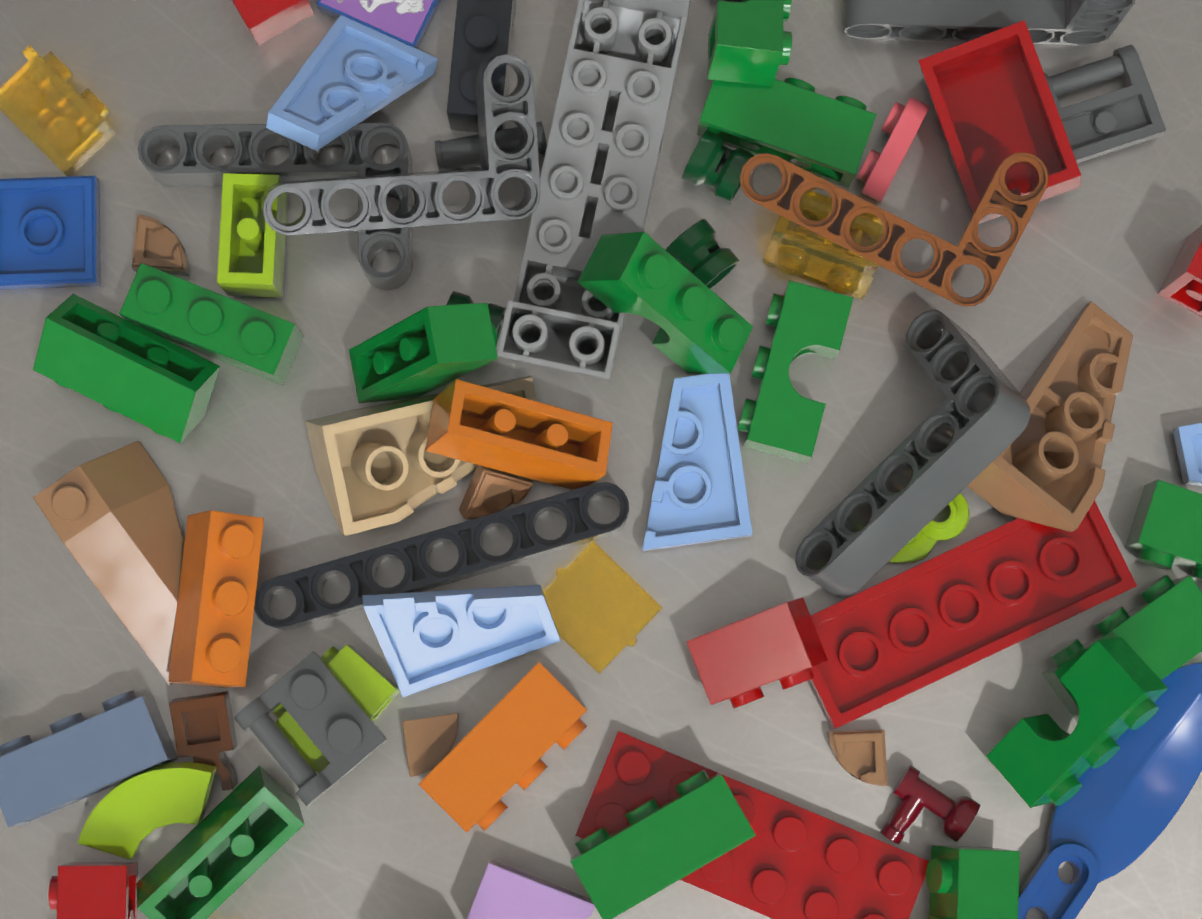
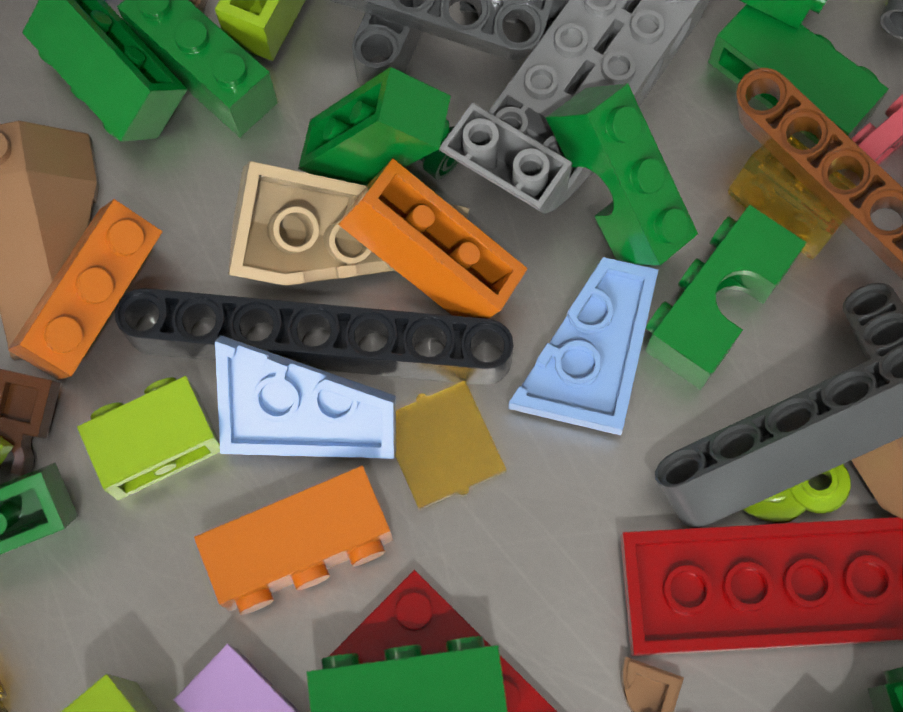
camera: 25 degrees right, 10 degrees down
(327, 717) = (134, 434): dark grey plate -> none
(429, 741) = (225, 502): medium nougat tile -> none
(492, 491) = (391, 292): medium nougat tile -> none
(702, 255) = (675, 147): dark green wheel -> none
(706, 162) = (714, 87): dark green wheel -> none
(756, 652) = (584, 543): brick -> none

